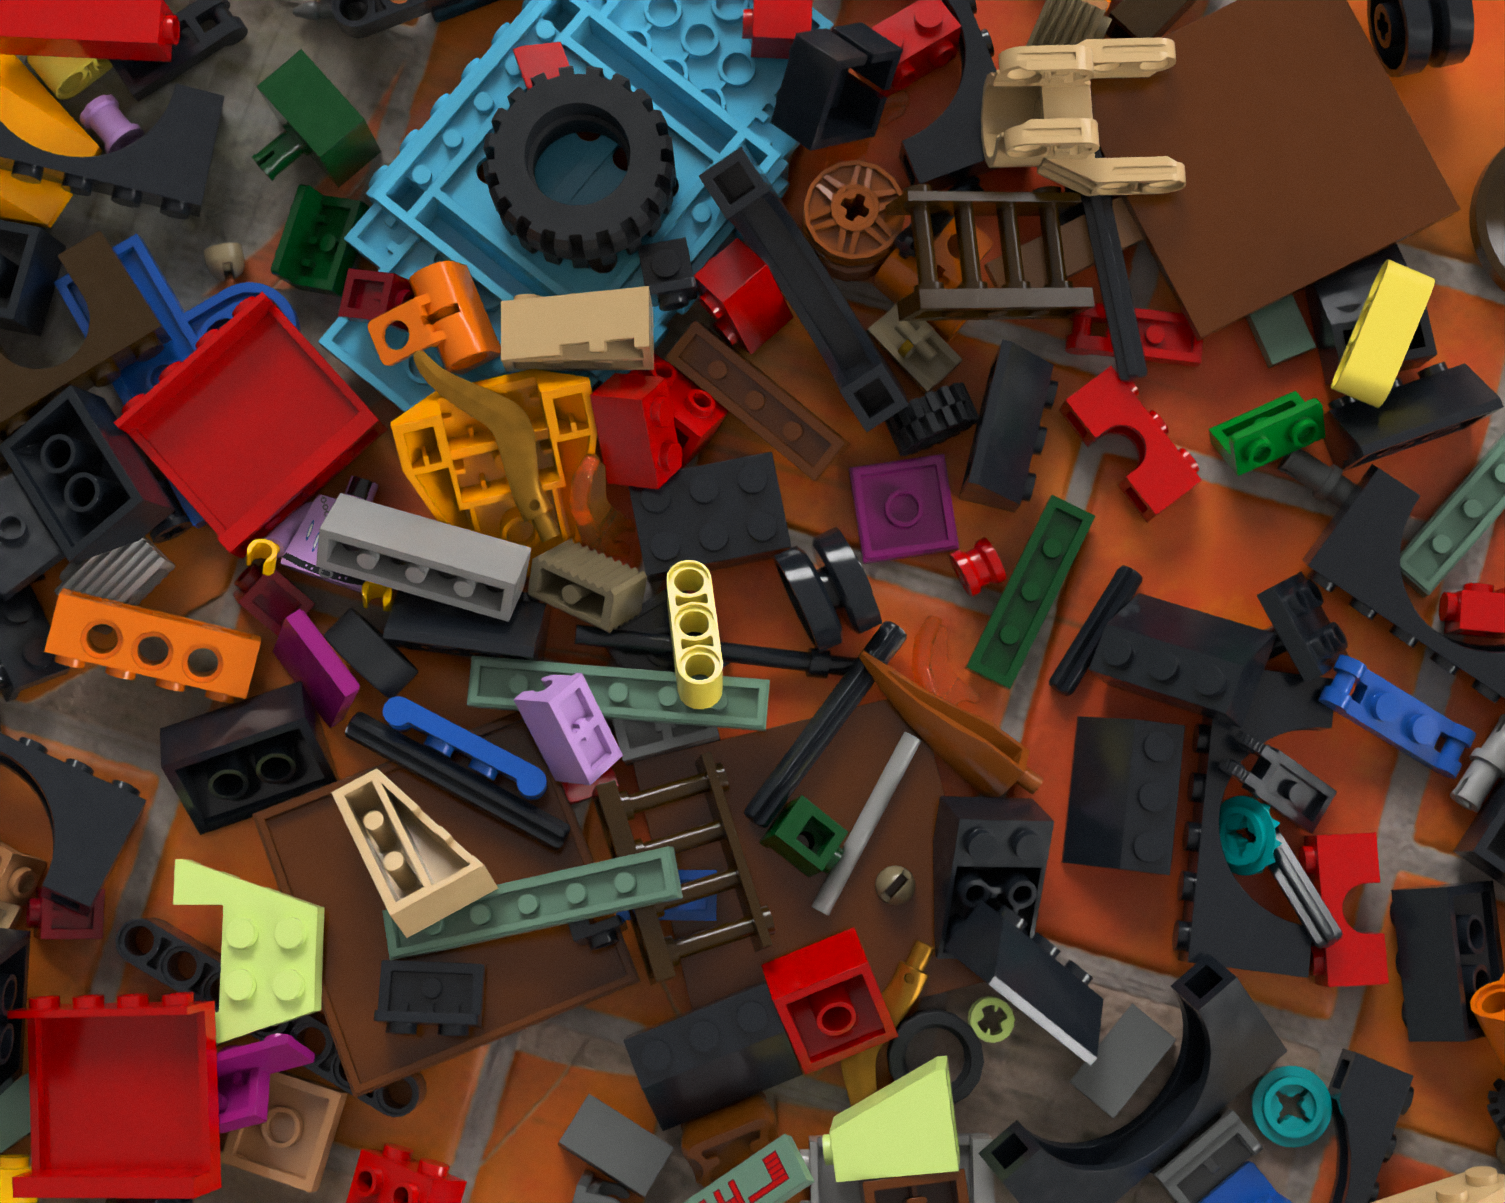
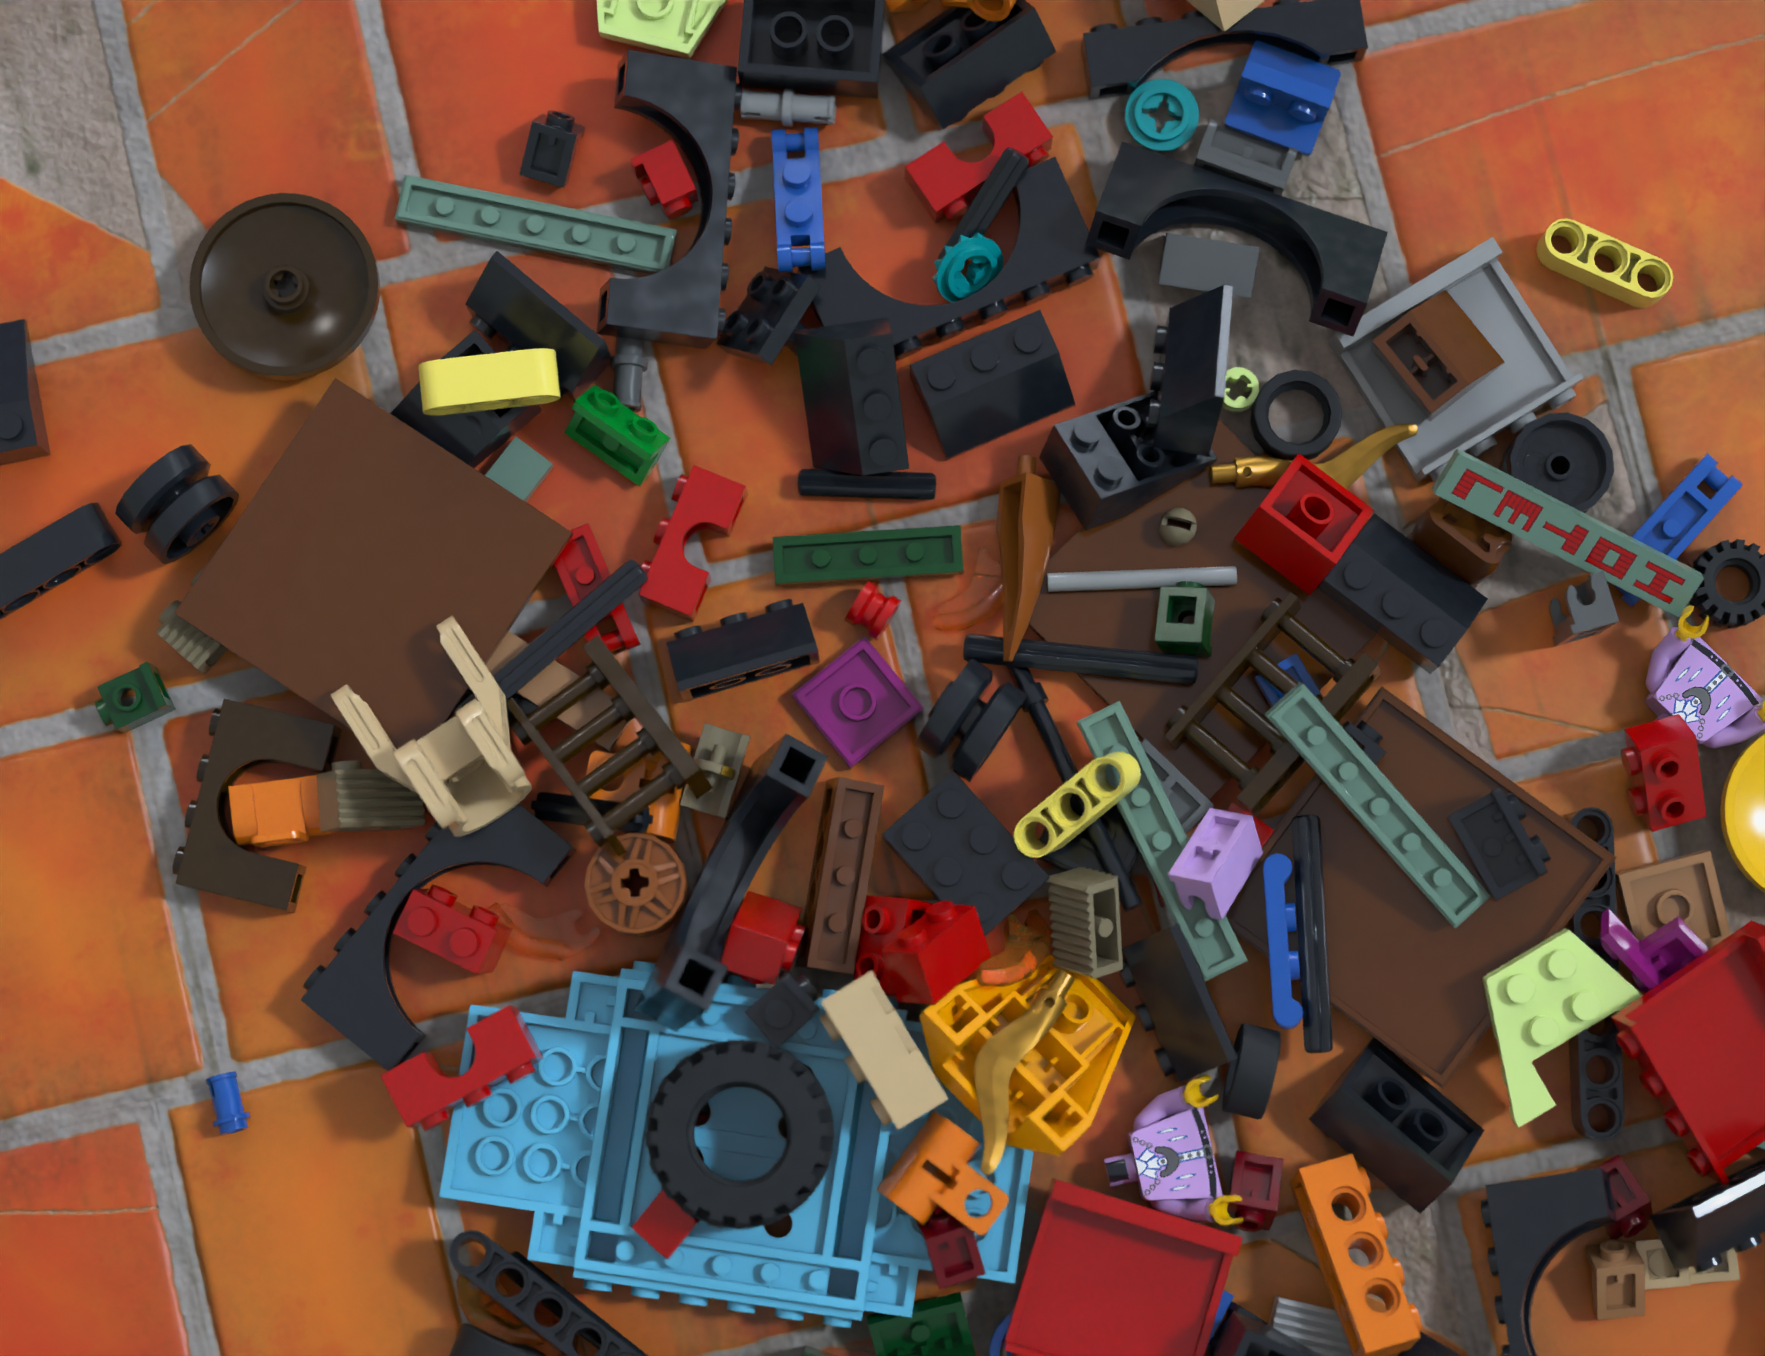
camera: 120 degrees left, 0 degrees up
(314, 662) = (1288, 1112): magenta tile -> none
(408, 855) = (1399, 927): tan wedge -> none
(423, 557) = (1148, 1068): light grey brick -> none
(615, 1146) = (1522, 630): dark grey hinge -> none
(819, 97) = (540, 966): black piece -> none
(898, 1129) = (1372, 411): yellowish green slope -> none
(932, 419) = (769, 714): black tyre -> none
(1281, 783) = (910, 262): black hinge -> none

